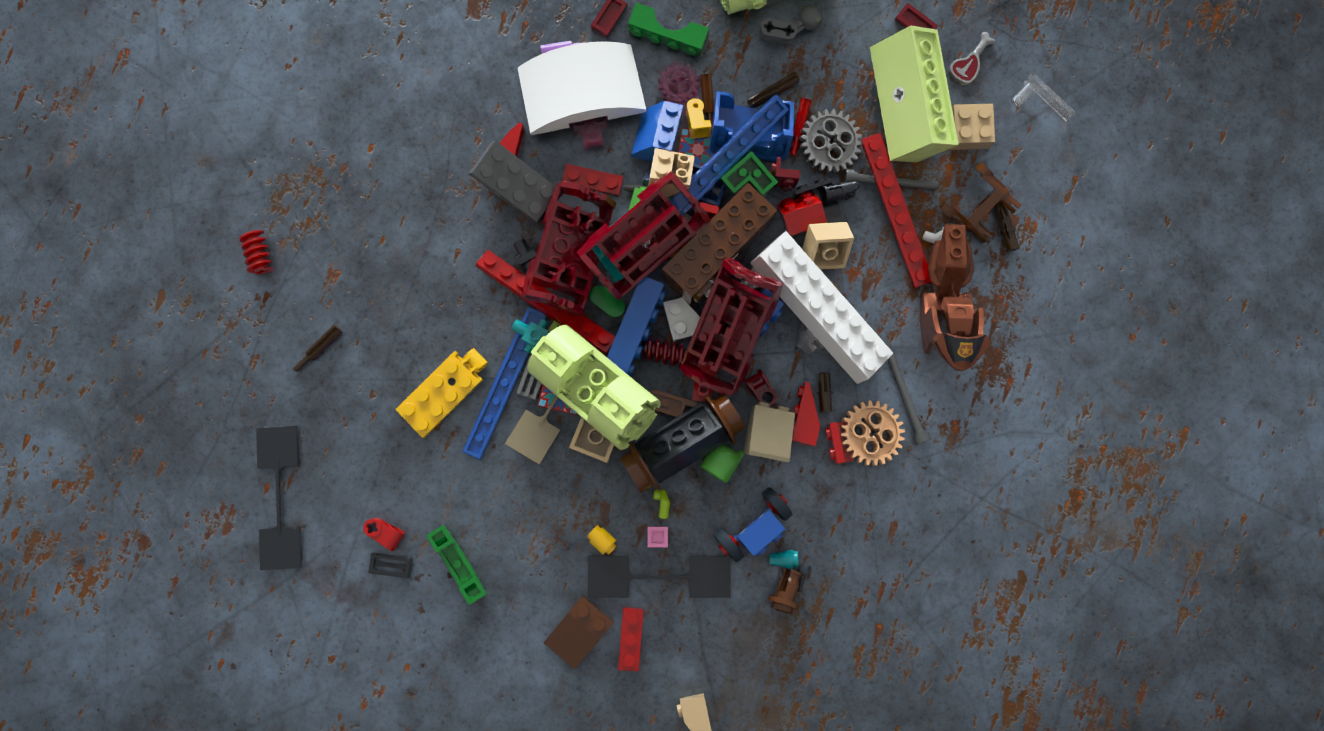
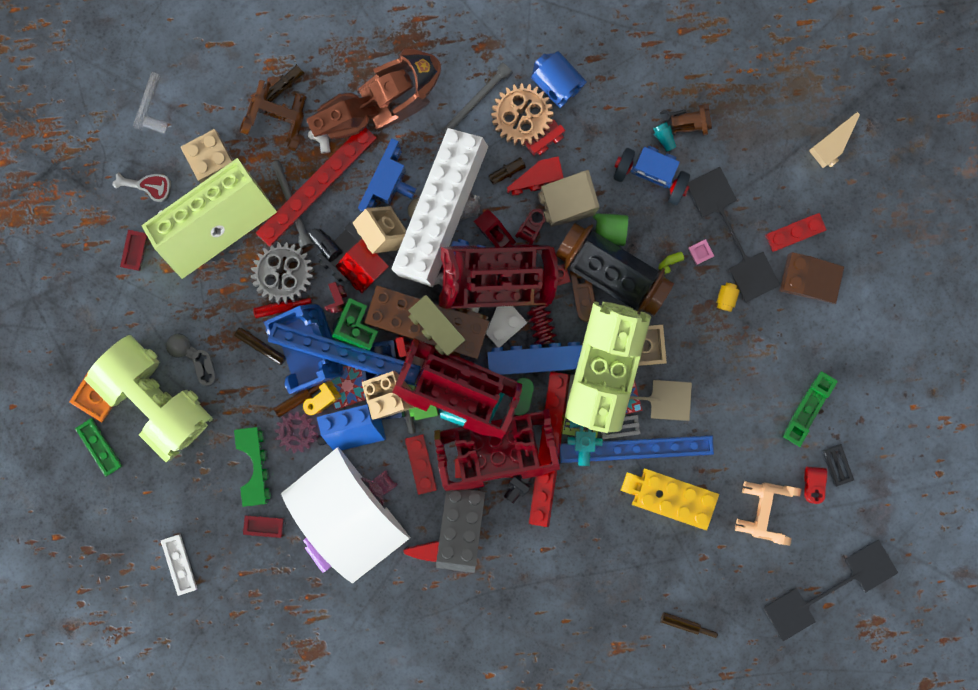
camera: 115 degrees left, 5 degrees up
(372, 459) = (759, 526): none -> light nougat connector
(711, 242) = (436, 326): none -> olive brick
(774, 352) = (494, 230): none -> dark red slope
(871, 275) = (387, 179): none -> blue brick
(891, 482) = (557, 78): none -> blue cylinder

